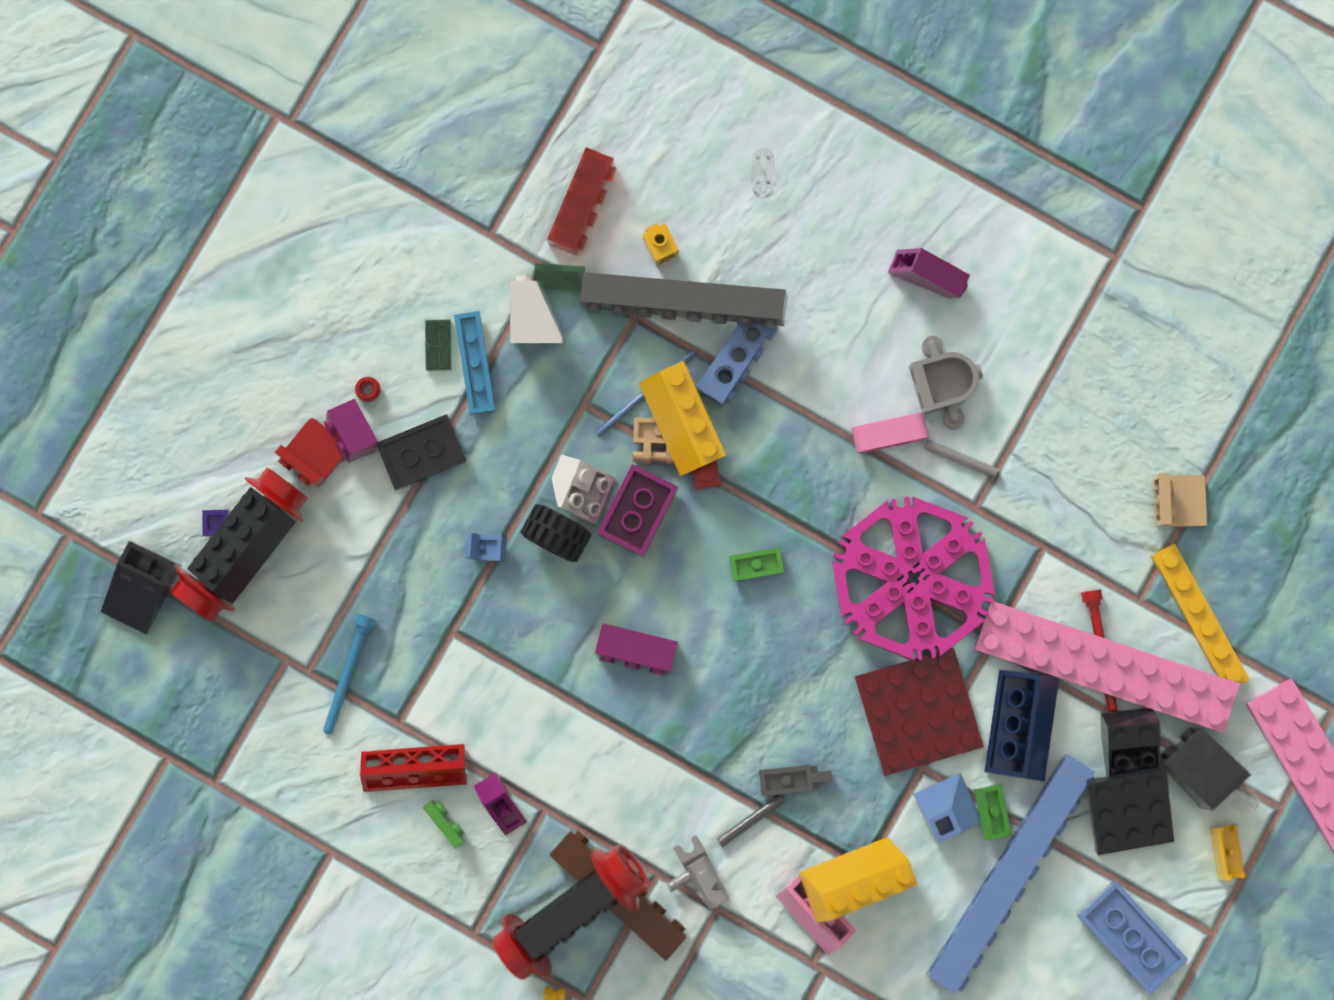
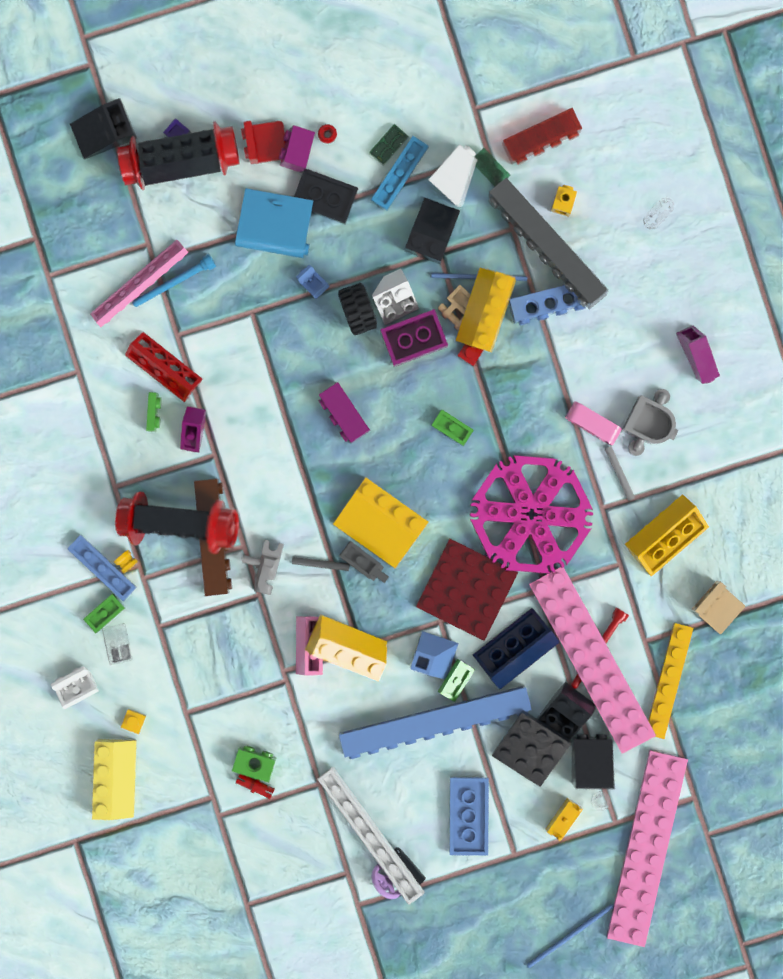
camera: 40 degrees right, 5 degrees up
(313, 707) = (139, 283): none -> bright pink plate
(399, 528) = (274, 227): none -> dark azure door
(558, 390) = (432, 231): none -> black slope
(773, 724) = (380, 522): none -> yellow slope
(1063, 476) = (667, 535): none -> yellow slope

